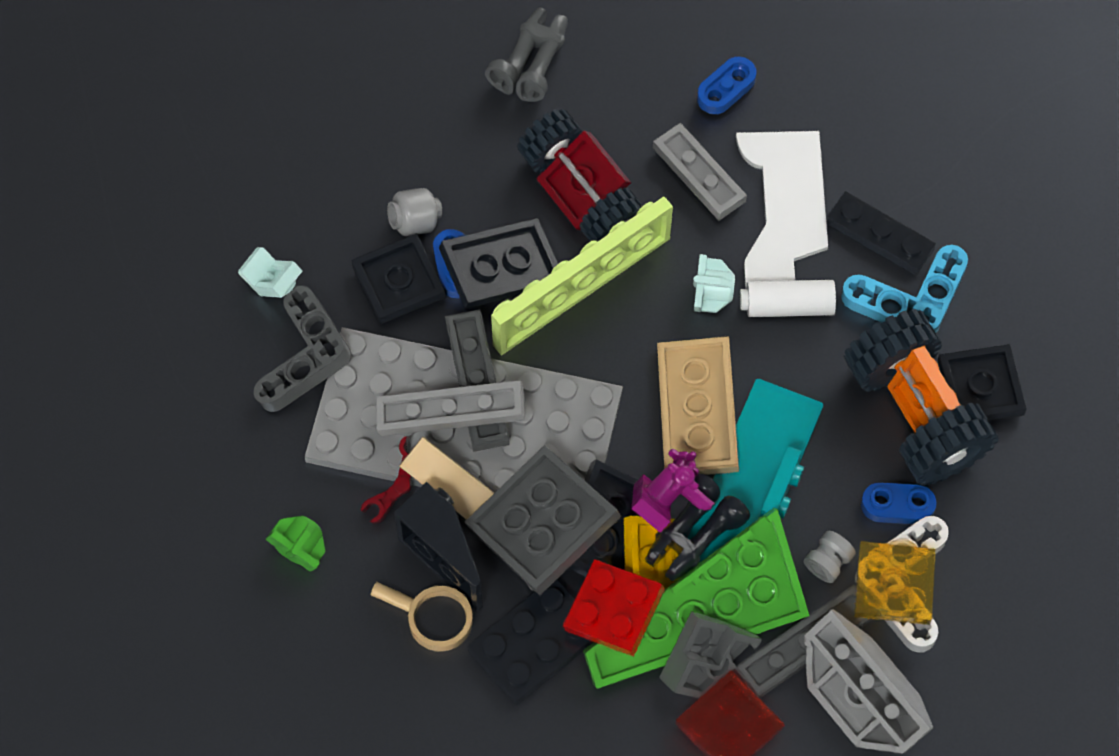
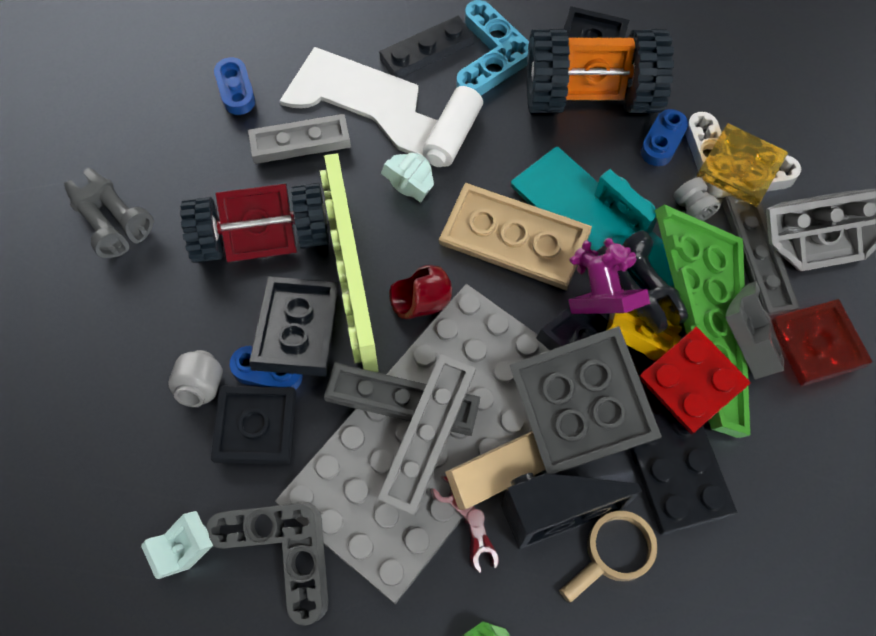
camera: 65 degrees left, 0 degrees up
(590, 352) = (422, 293): none -> dark red hair

